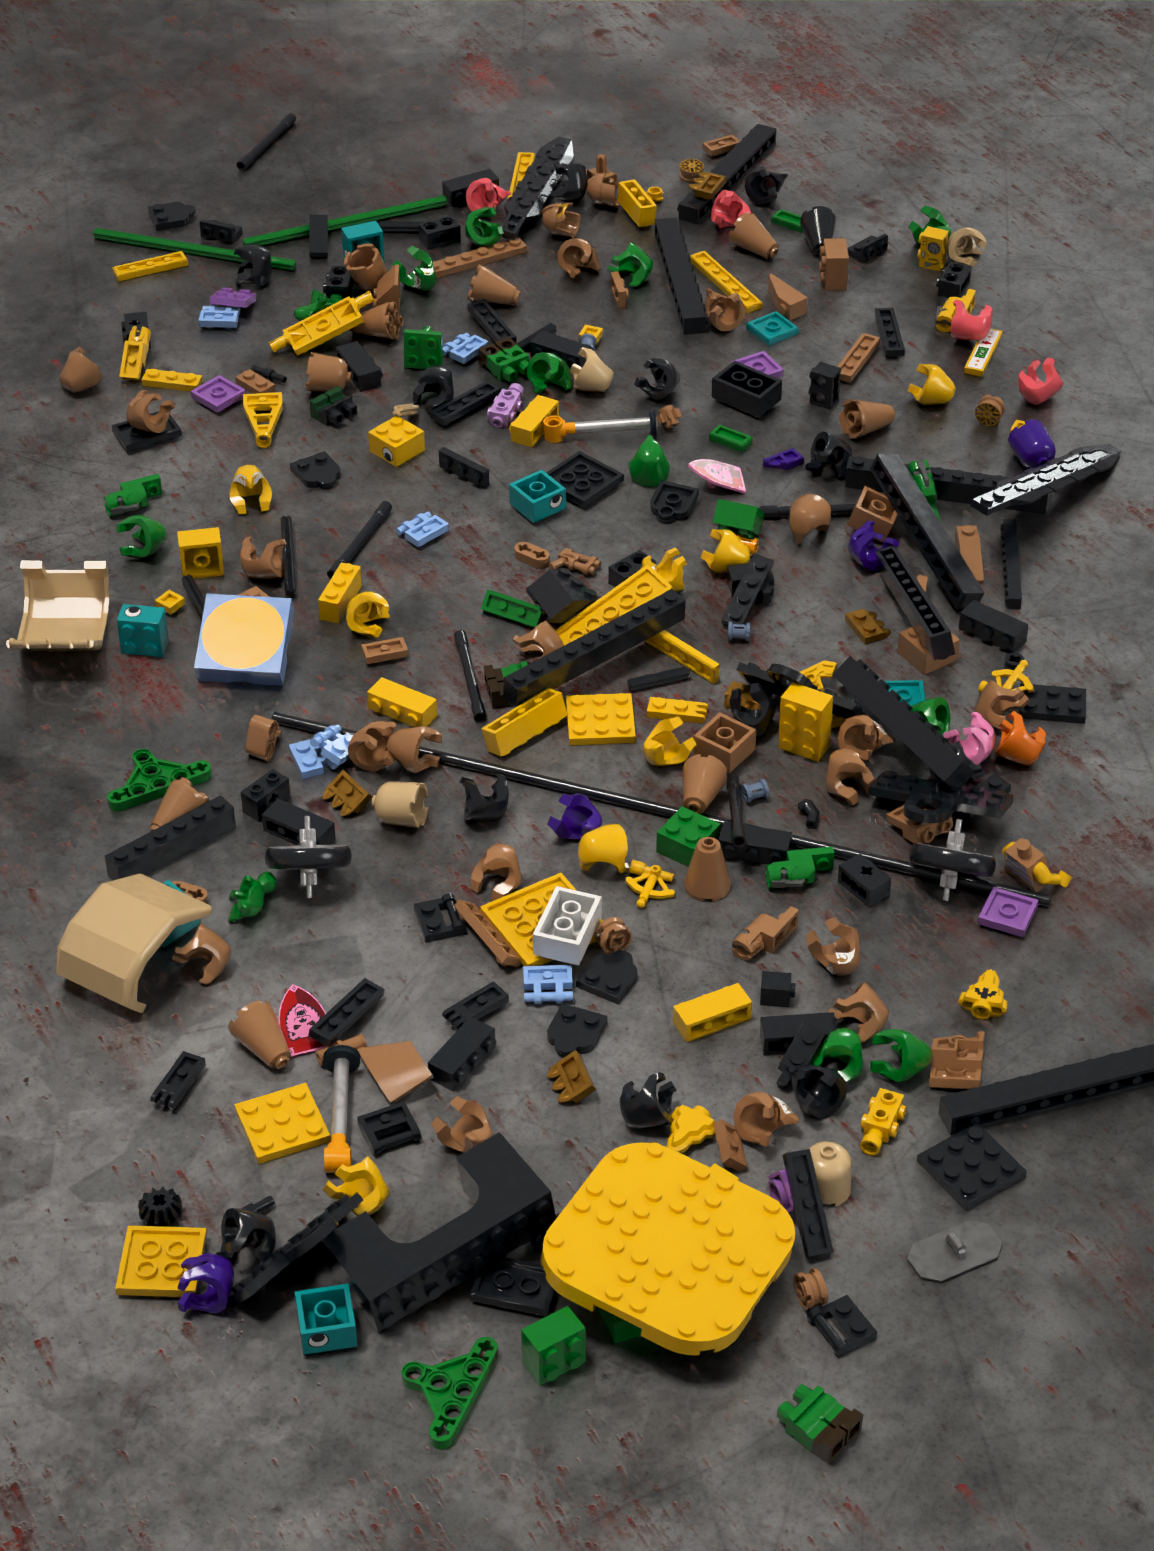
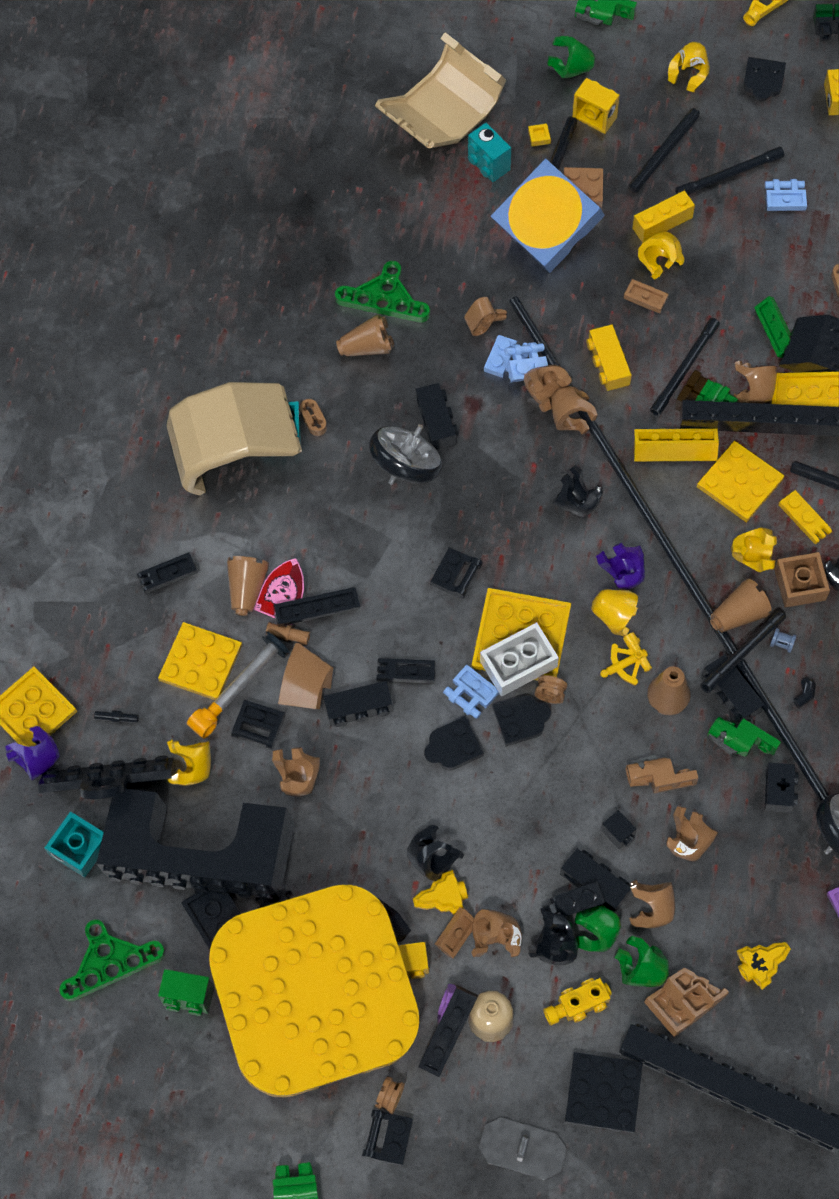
camera: 45 degrees right, 25 degrees up
(160, 1207) = (72, 671): black gear -> none
(172, 840) = (340, 362): black brick -> none
(205, 946) = (276, 477): medium nougat piece -> none
(245, 1227) = (91, 731): black piece -> none
(251, 896) = (347, 455): green animal -> none
(264, 793) = (438, 369): black brick -> none
(268, 565) = (634, 149): medium nougat piece -> none
(346, 793) = (496, 412): pearl gold plate -> none
(401, 803) = (518, 454): tan cylinder -> none
(471, 914) = (471, 614): medium nougat plate -> none
(499, 860) = (529, 561): medium nougat piece -> none
(571, 1078) = (410, 786): pearl gold plate -> none
(682, 832) = (690, 644): green brick -> none
(712, 1012) = (555, 811): yellow brick -> none

